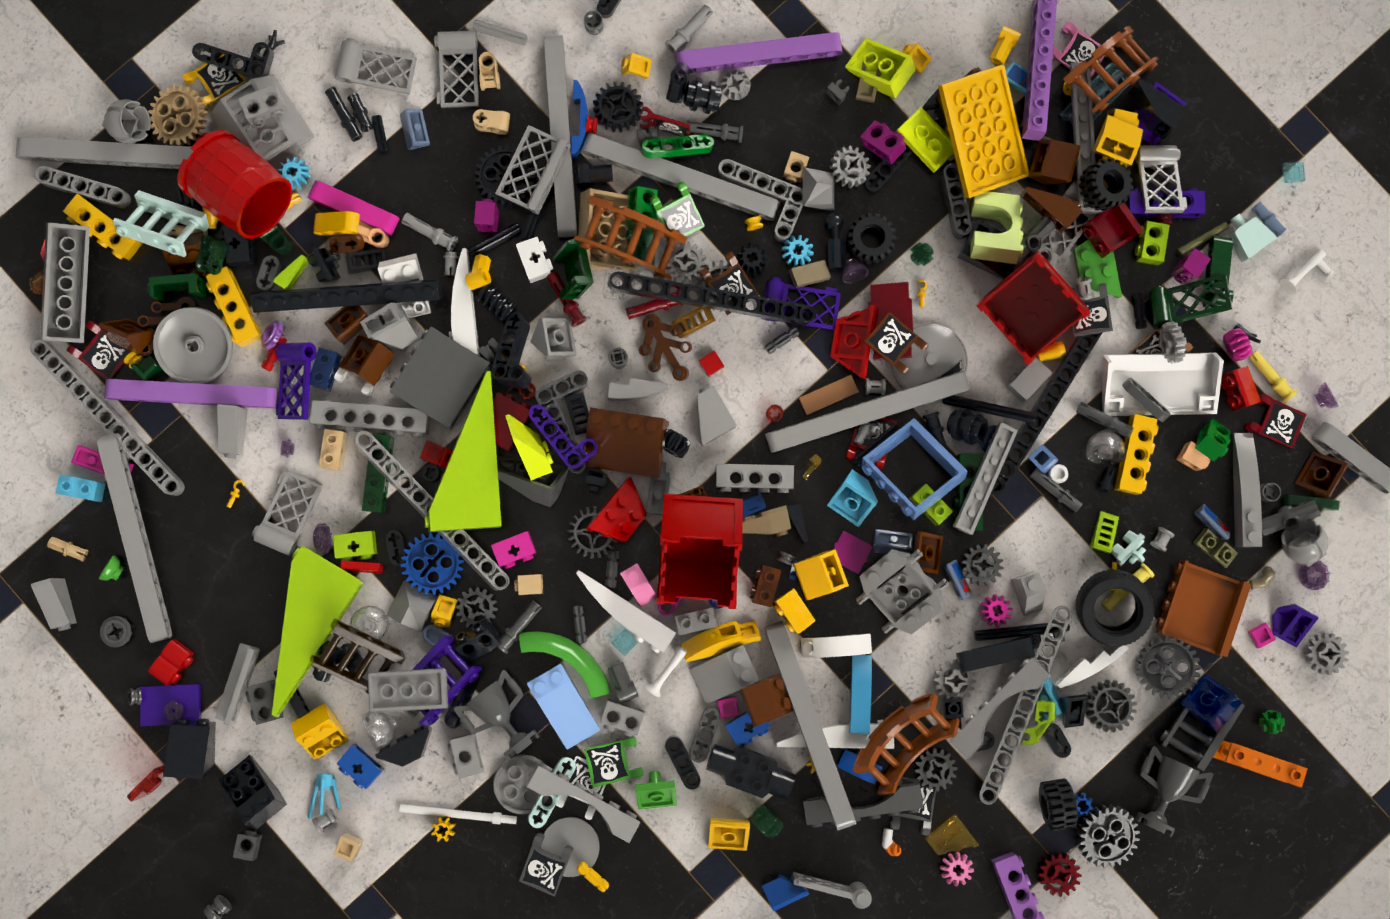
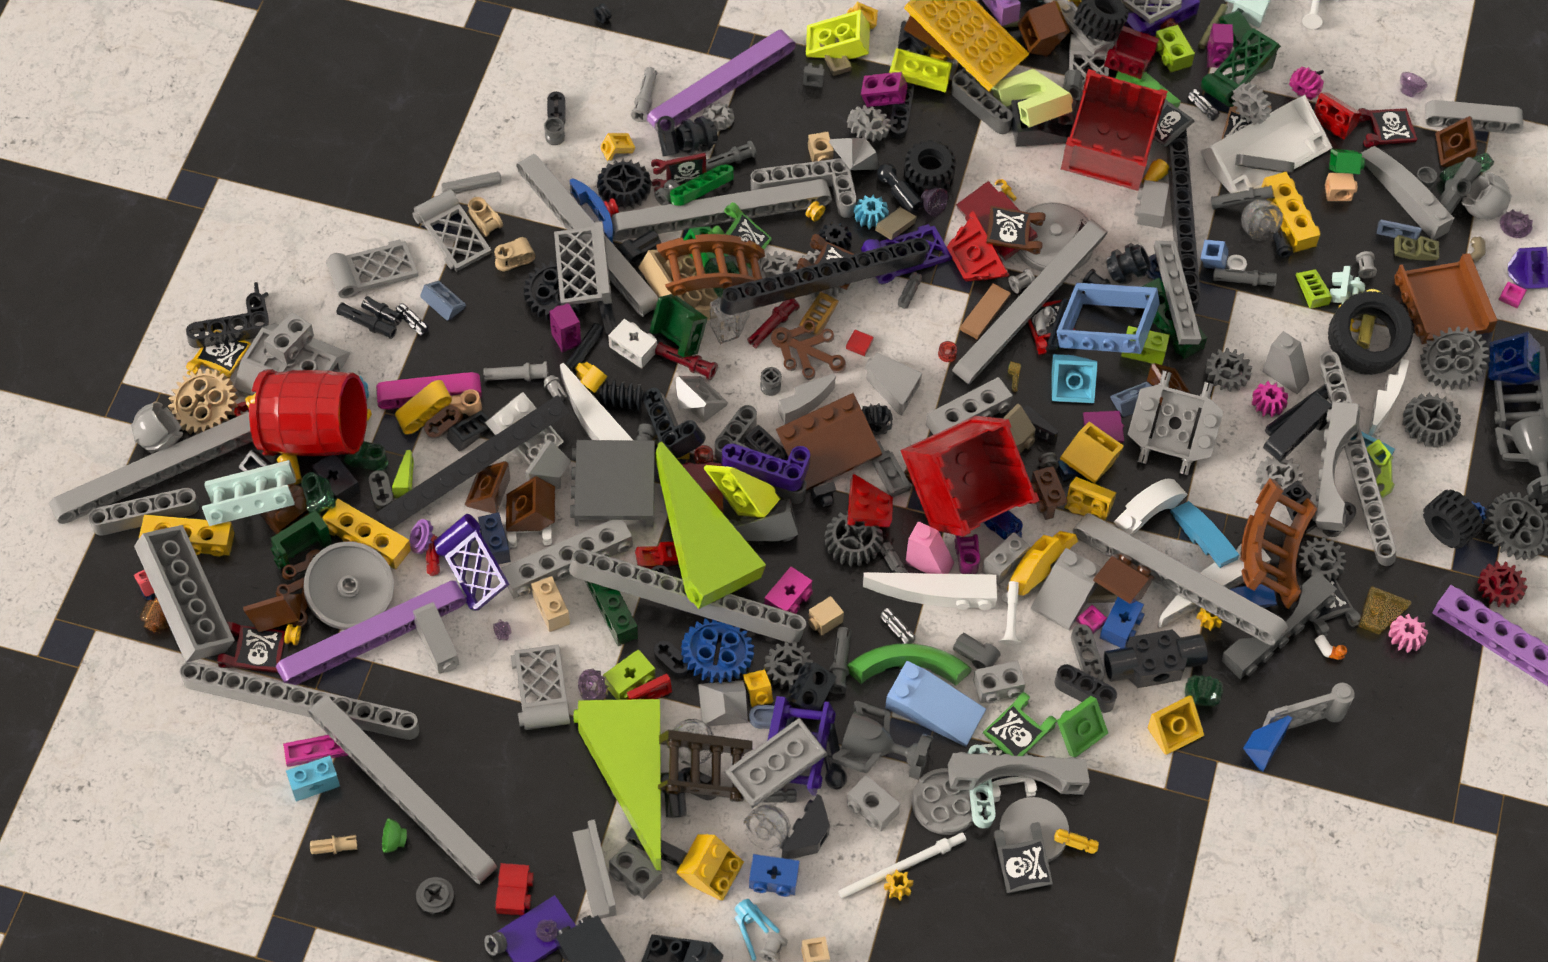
camera: 25 degrees left, 25 degrees down
(55, 603) = (354, 897): light grey slope -> none
(147, 368) = (312, 633): dark green panel -> none
(234, 494) = (475, 701): yellow hand -> none
(327, 263) = (440, 457): black hips -> none
(383, 318) = (523, 458): light grey brick -> none
(624, 642) = (952, 618): clear light blue tile -> none
(921, 254) = (983, 156): clear green gear -> none
(957, 580) = (1219, 398): sand blue slope -> none
(990, 408) = (1141, 239): black axle -> none
(1053, 742) = (1409, 476): black beam -> none
(1054, 207) = (1066, 55): reddish brown slope -> none
(1074, 710) = (1403, 437): black slope -> none
(1278, 384) = (1364, 96): light yellow pin -> none

